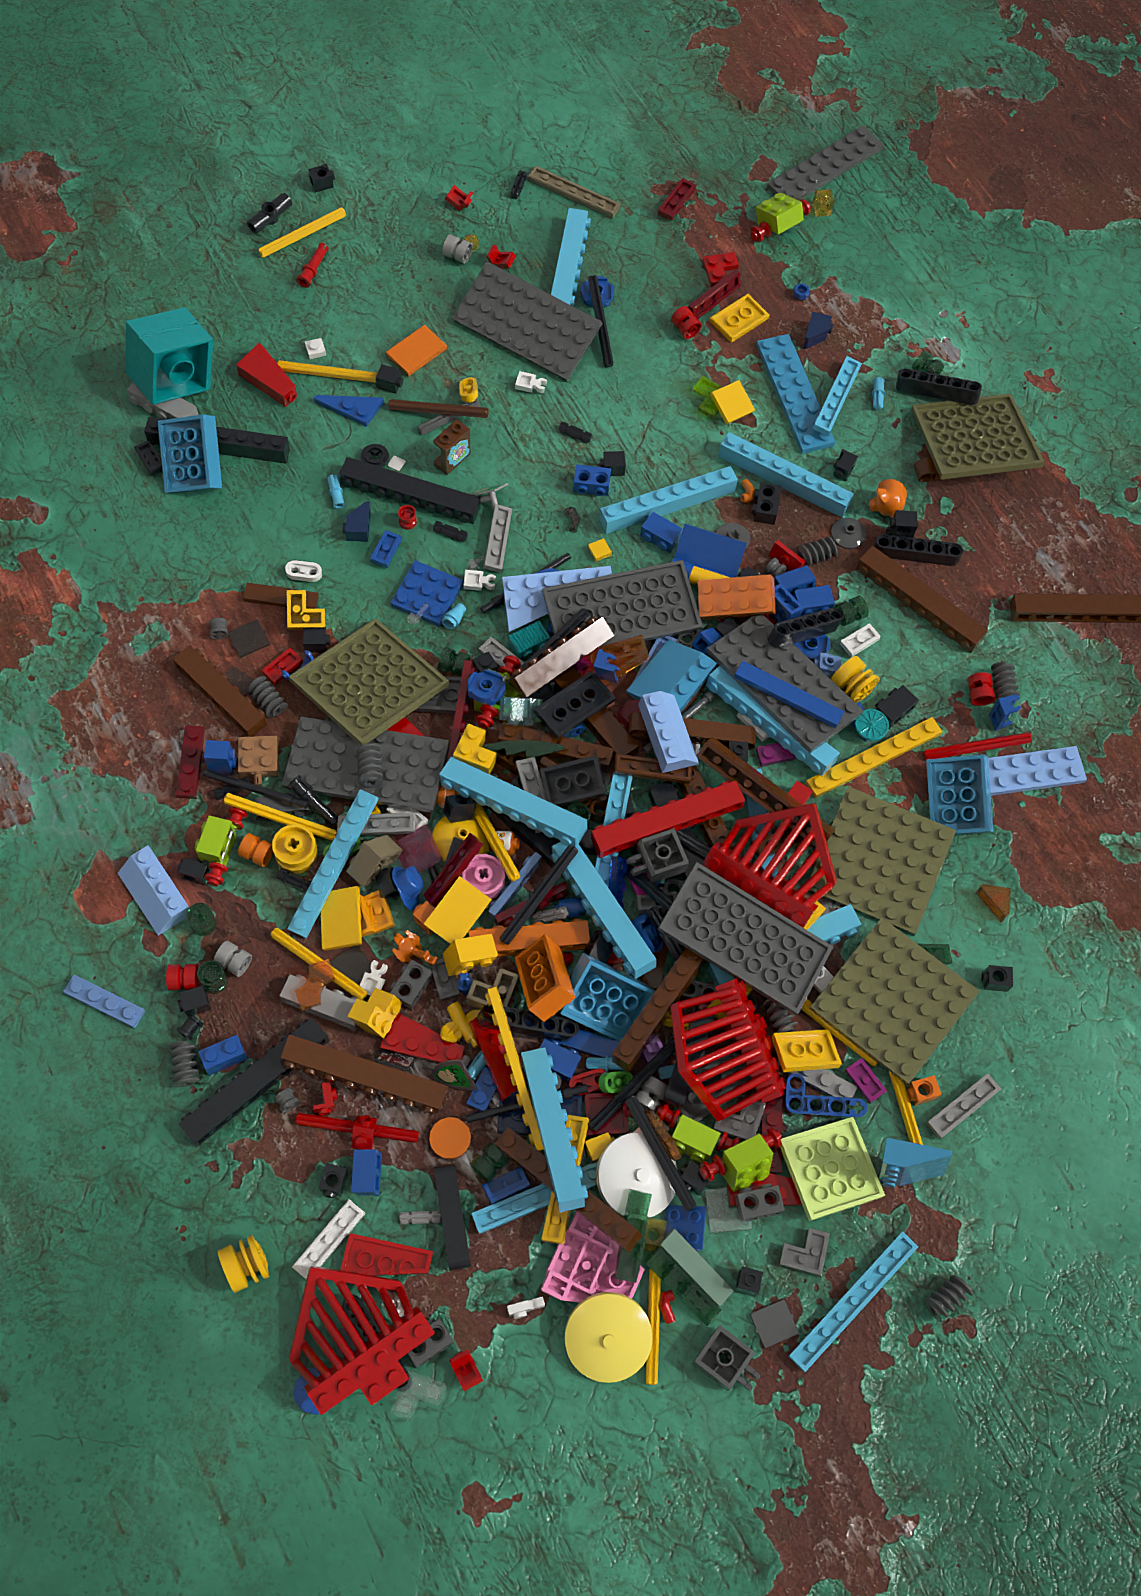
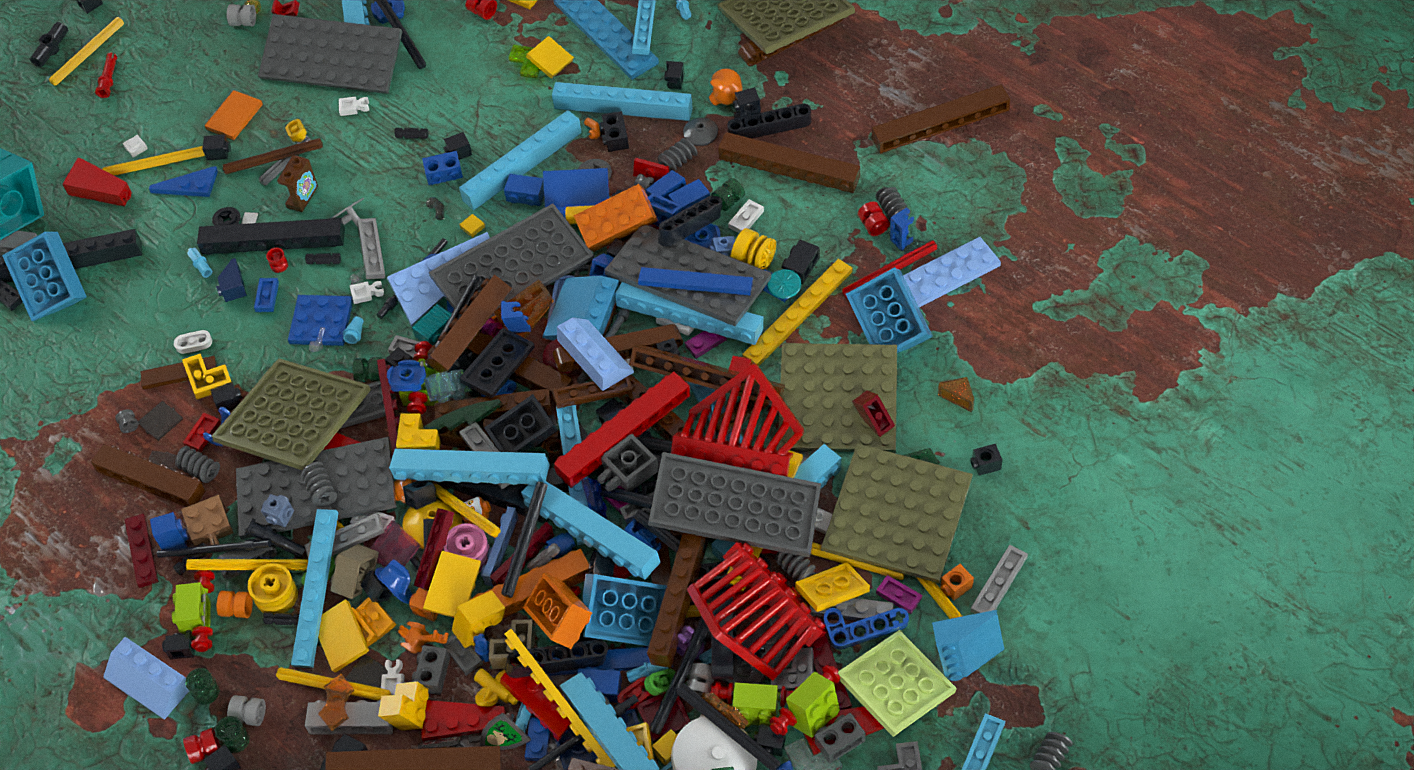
camera: 10 degrees left, 10 degrees down
(323, 776) = (277, 510): none -> sand blue brick
(908, 891) = (873, 412): none -> dark red slope

